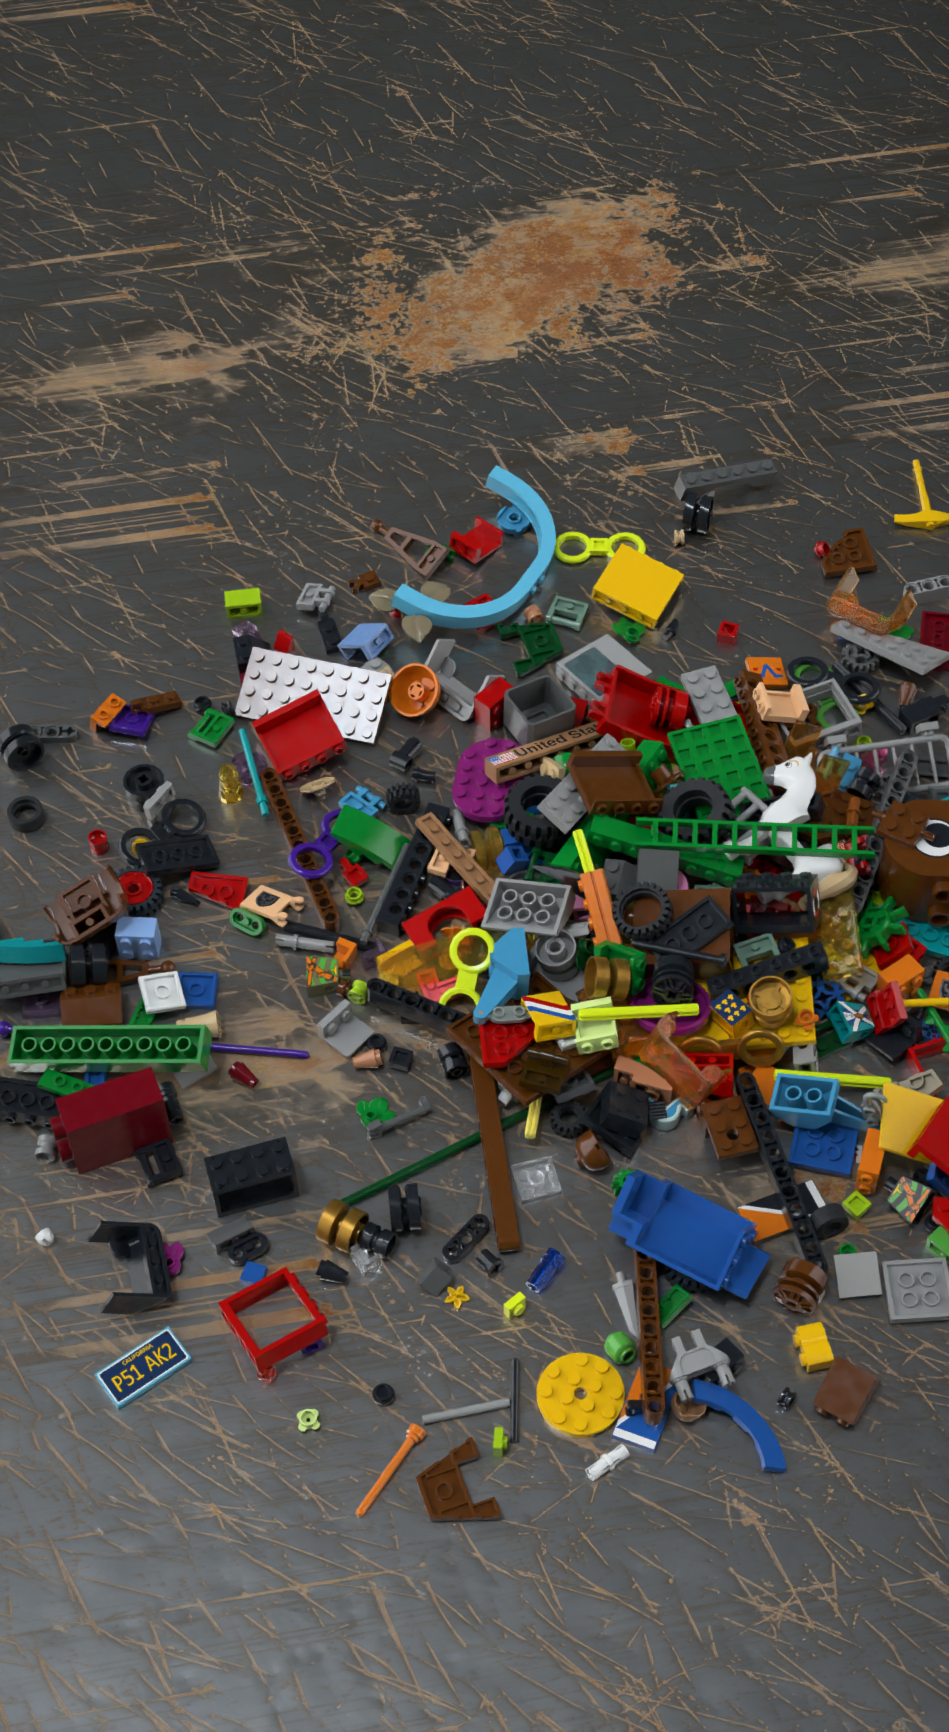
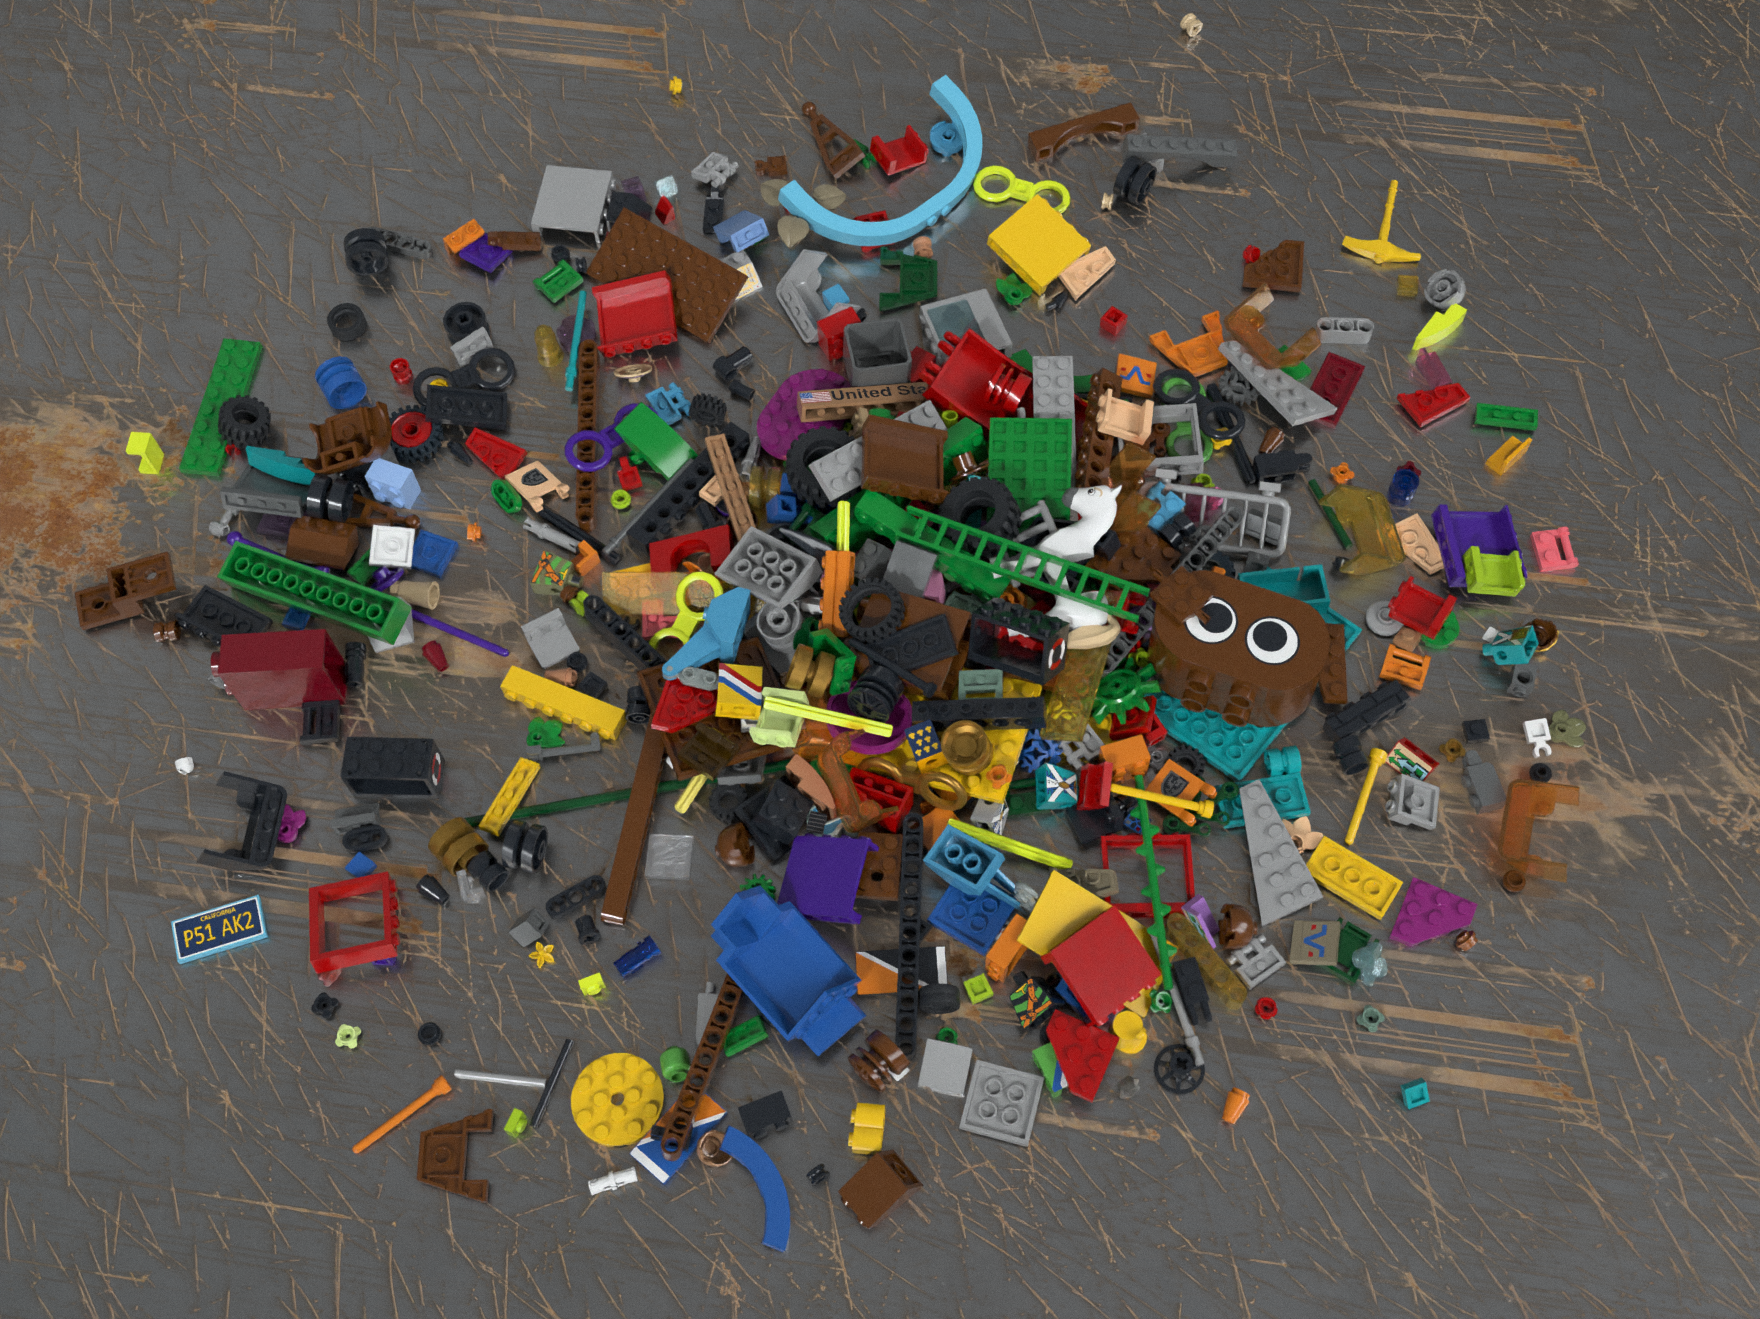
camera: 20 degrees right, 10 degrees up
(48, 865) = (340, 382): none -> blue wheel
(60, 1083) = (263, 615): green plate -> none
(169, 1018) = (385, 578): none -> dark purple piece
(196, 654) = (573, 200): none -> light grey panel
(230, 960) = (474, 532): none -> orange plate
(243, 603) = (642, 156): lime brick -> none
(246, 535) = (675, 85): none -> yellow plate
(271, 1395) = (322, 999): none -> black plate
(276, 623) = (666, 186): none -> clear light blue plate
(367, 1172) = (509, 796): none -> yellow tile
(368, 960) = (612, 566): clear purple bracket -> none
(381, 1079) = (564, 703): none -> yellow brick
(414, 690) = (766, 297): orange piece -> none
(474, 677) = (834, 295): none -> dark azure panel
(568, 608) = (962, 250): sand green plate -> none
(657, 469) = (1116, 120): none -> reddish brown arch
(686, 598) = (1087, 271): none -> light nougat wing
(687, 376) = (1191, 24): none -> tan wheel
(690, 1148) = (825, 876): none -> dark purple panel
(697, 1362) = (736, 1109): light grey connector -> none
(785, 944) = (1012, 688): black plate -> none
(812, 641) = (1197, 354): none -> orange wing
(853, 812) = (1149, 561): dark orange axle -> none

